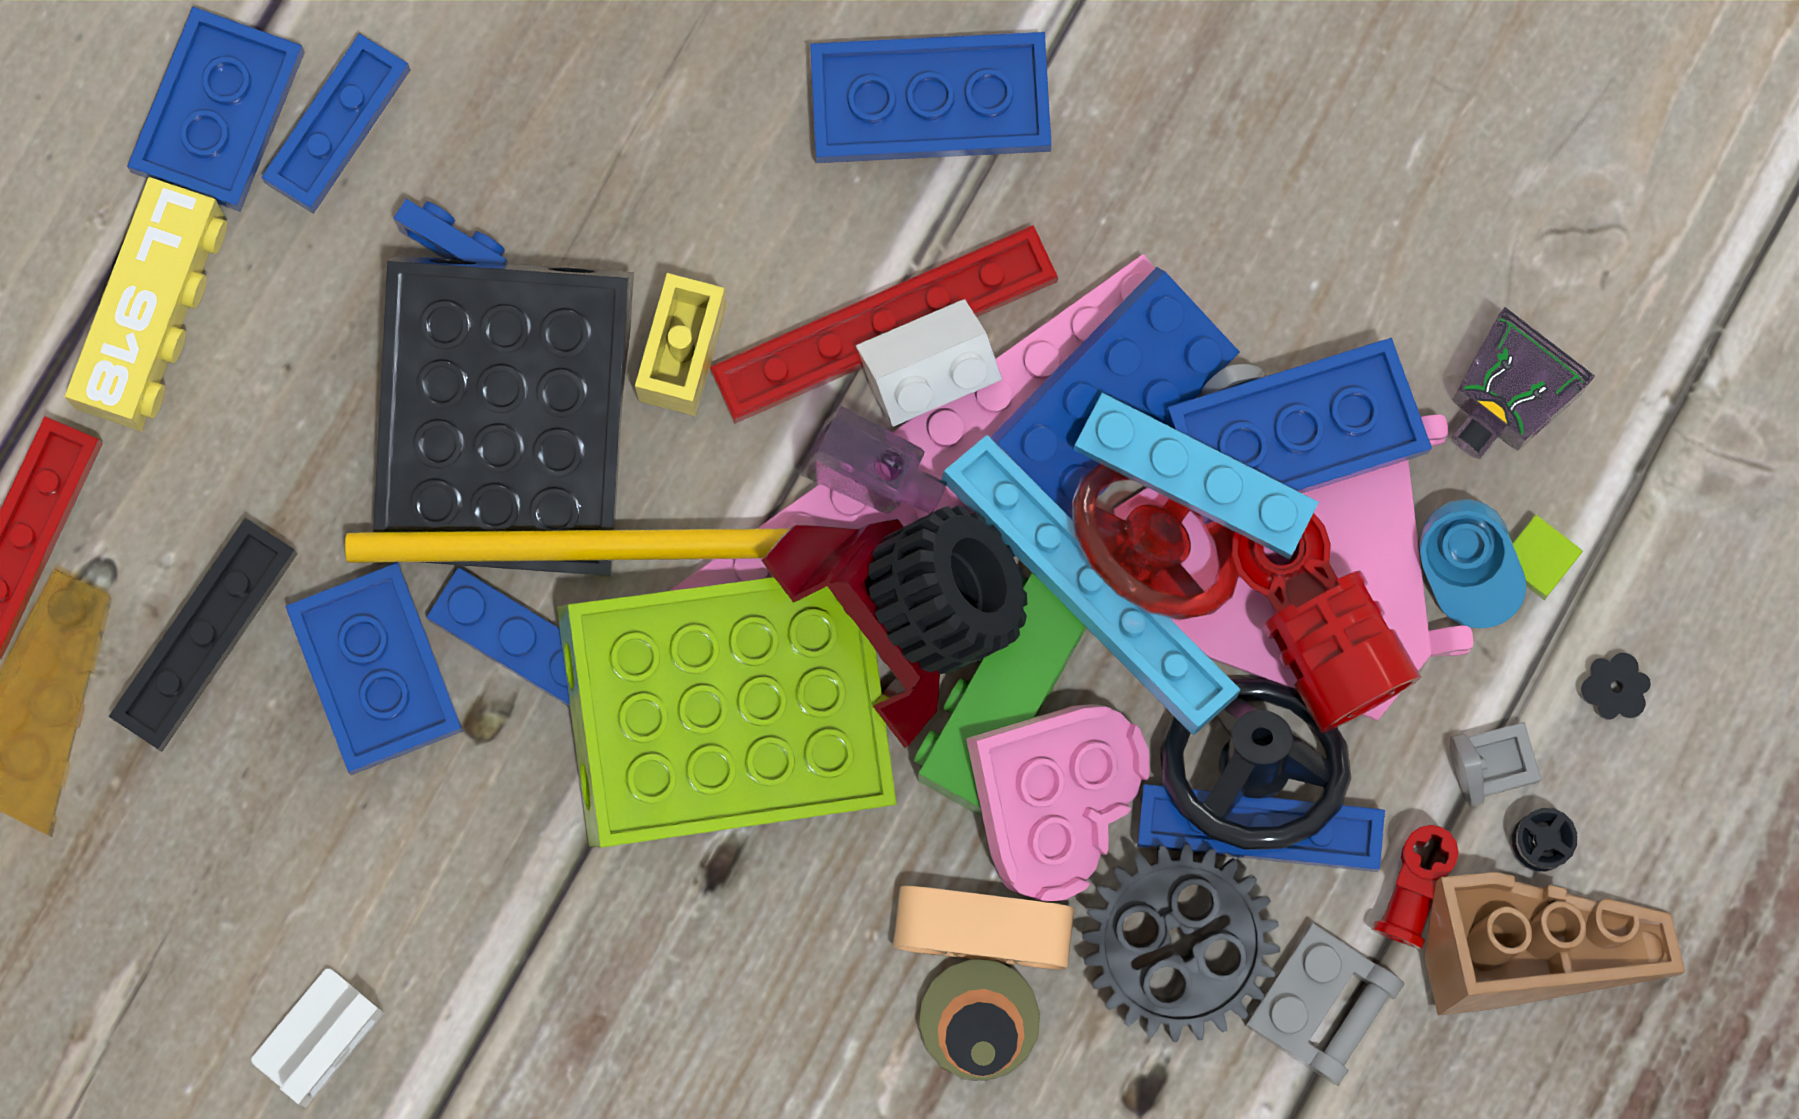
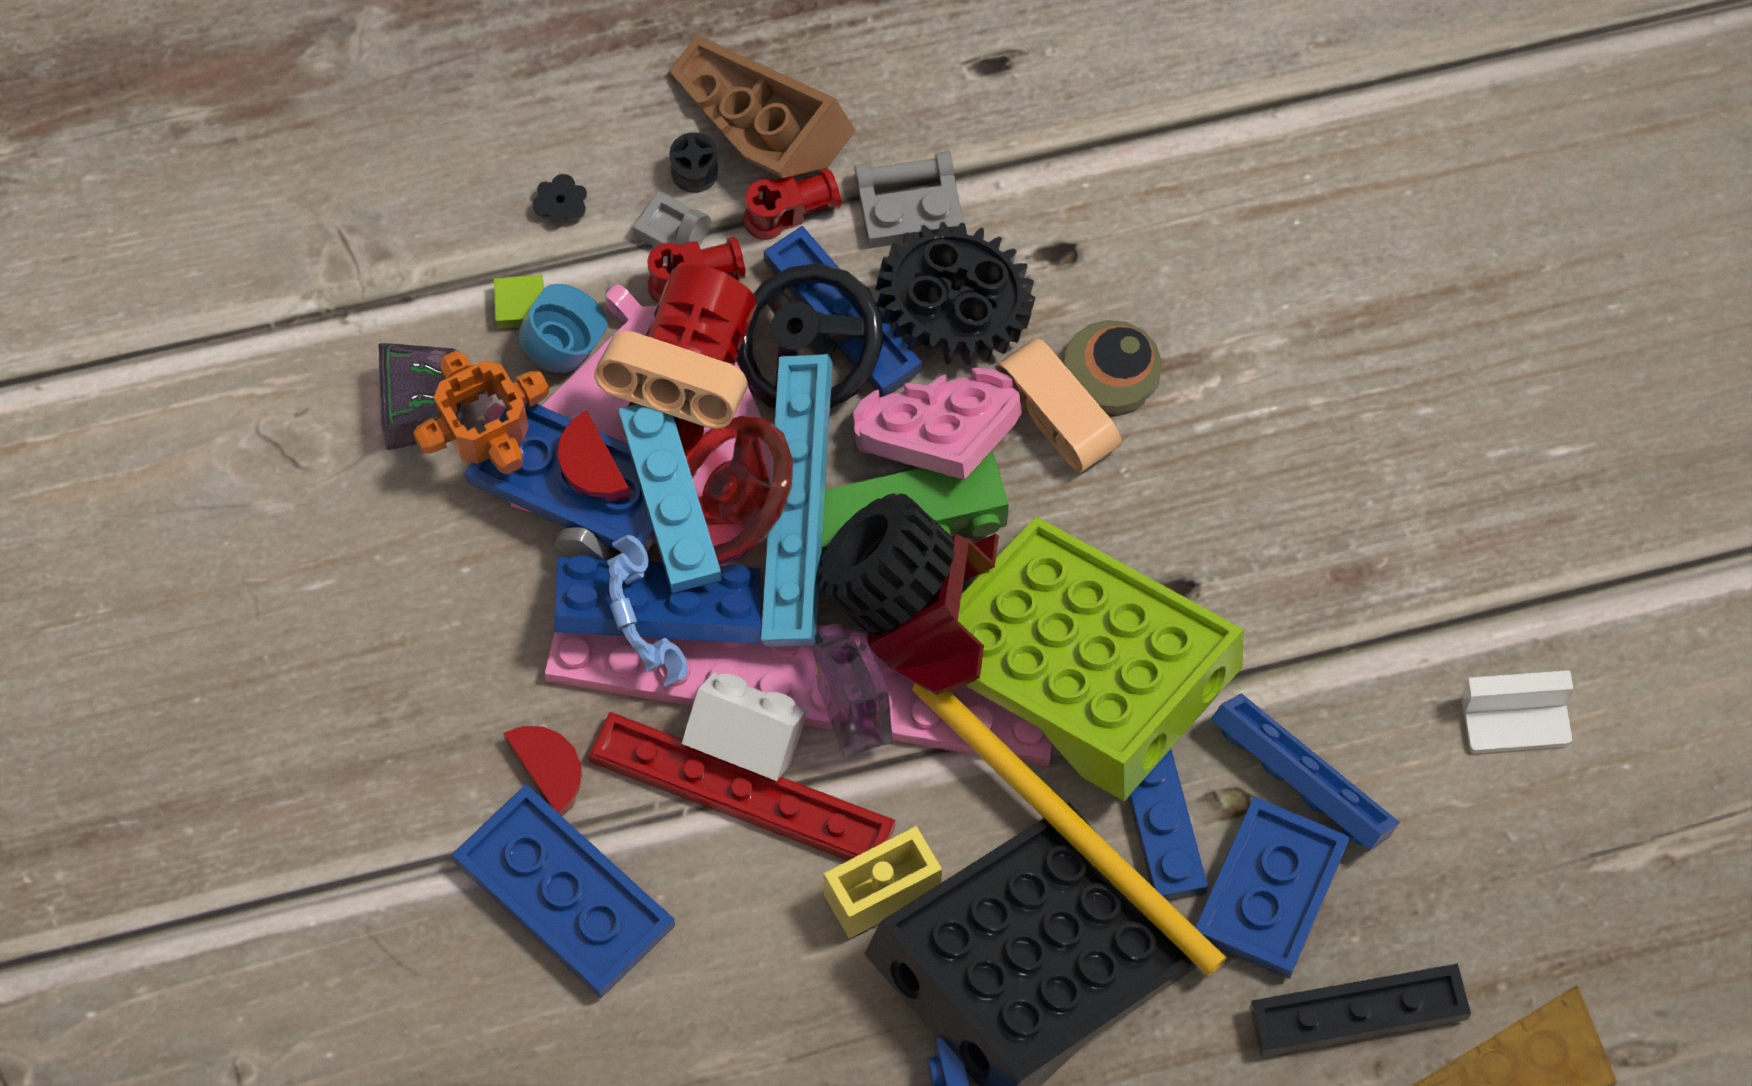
camera: 135 degrees left, 15 degrees down
(442, 797) = (1315, 779): none -> blue plate
(1057, 189) = (549, 763): none -> red tile
(1057, 331) = (630, 567): none -> light blue piece
(1295, 438) = (588, 462): none -> red tile
(1297, 561) = (670, 379): none -> light nougat beam
(1425, 736) = (723, 257): none -> red connector
(1437, 346) = (499, 440): none -> orange piece

